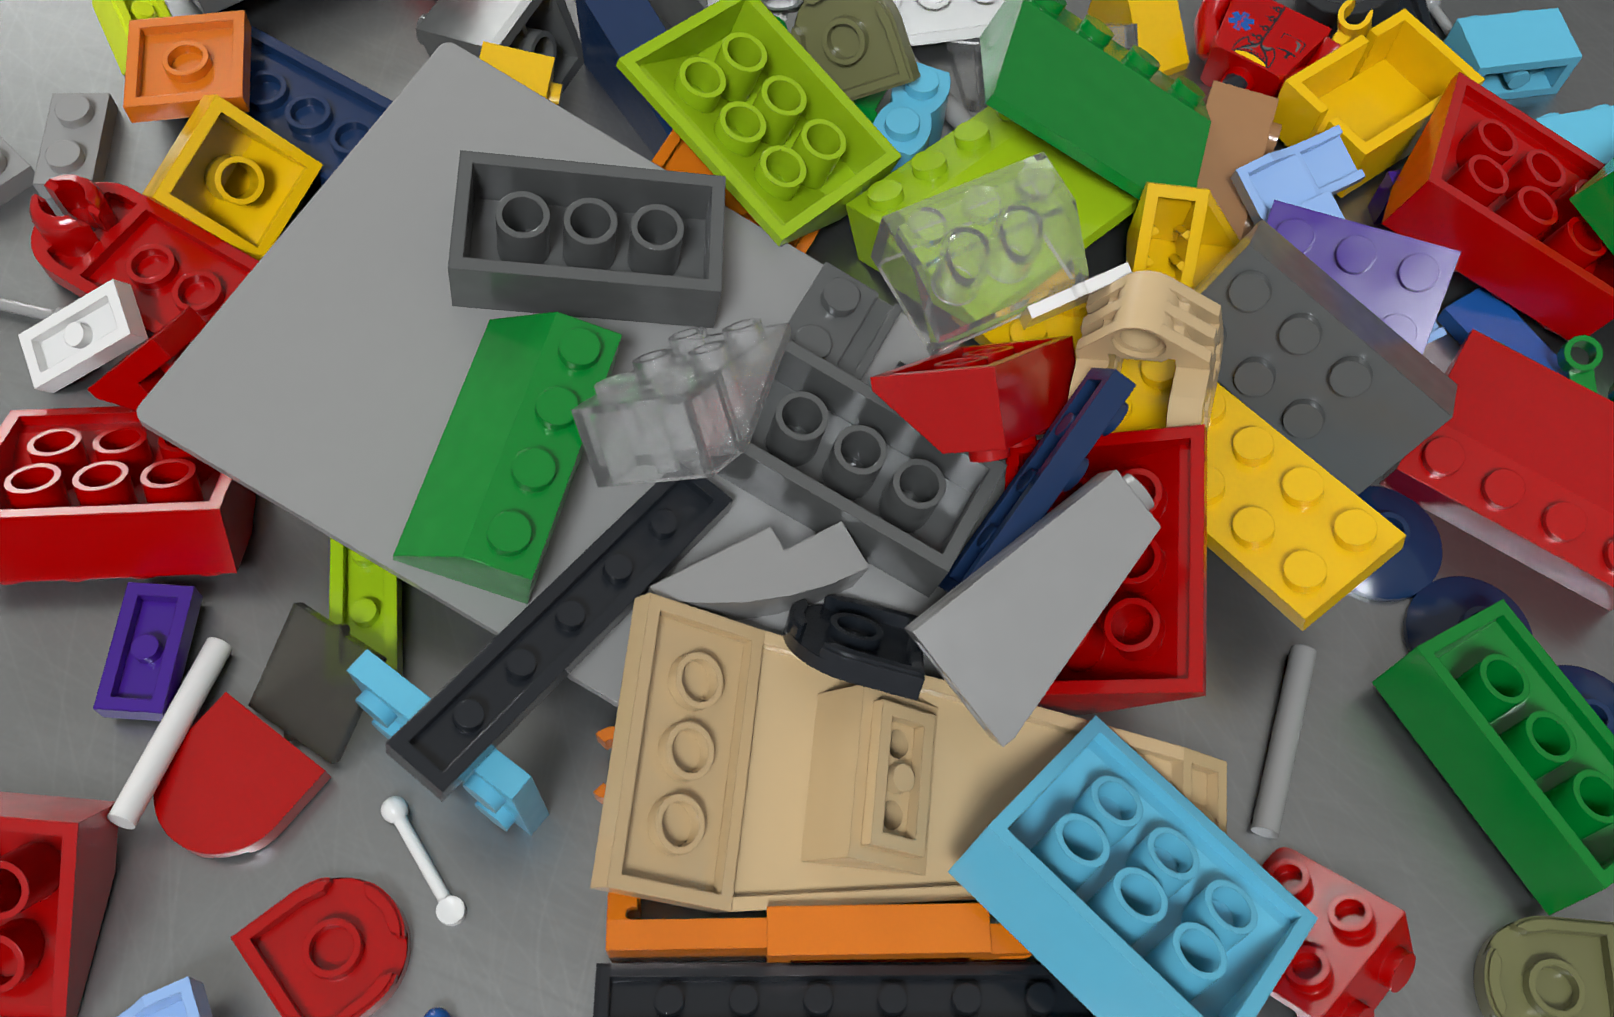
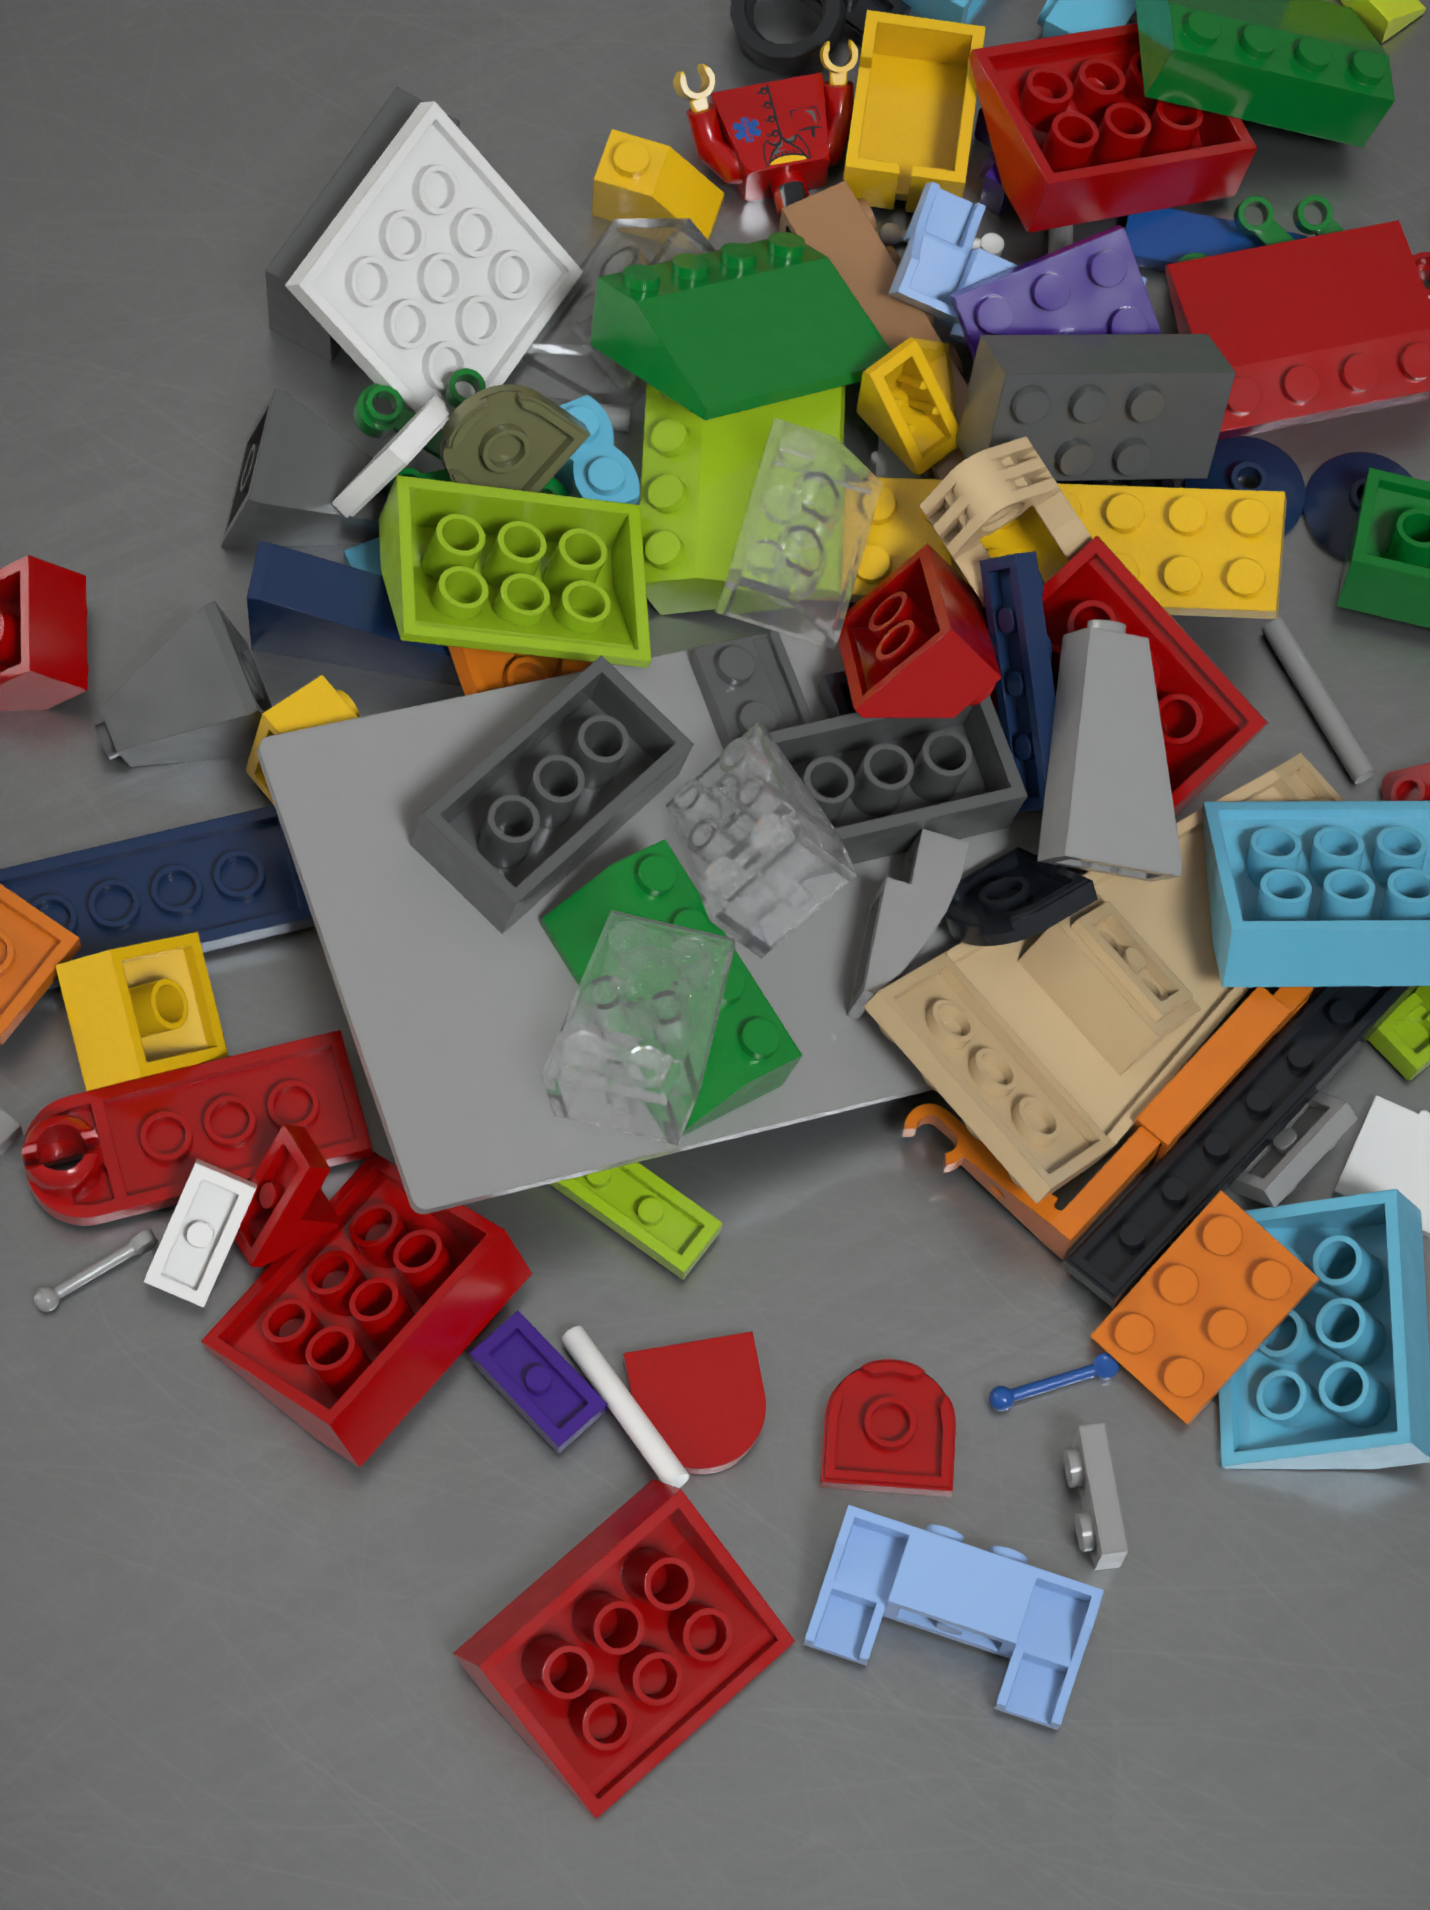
camera: 50 degrees left, 5 degrees up
(308, 683) = (682, 1282): clear smoke piece -> none
(431, 439) = (640, 1028): none -> clear slope
(450, 909) = (927, 1332): white hinge -> none
(499, 785) = (828, 1226): medium azure plate -> none
(554, 634) = (841, 1080): black plate -> none
(1070, 297) = (902, 512): white piece -> none

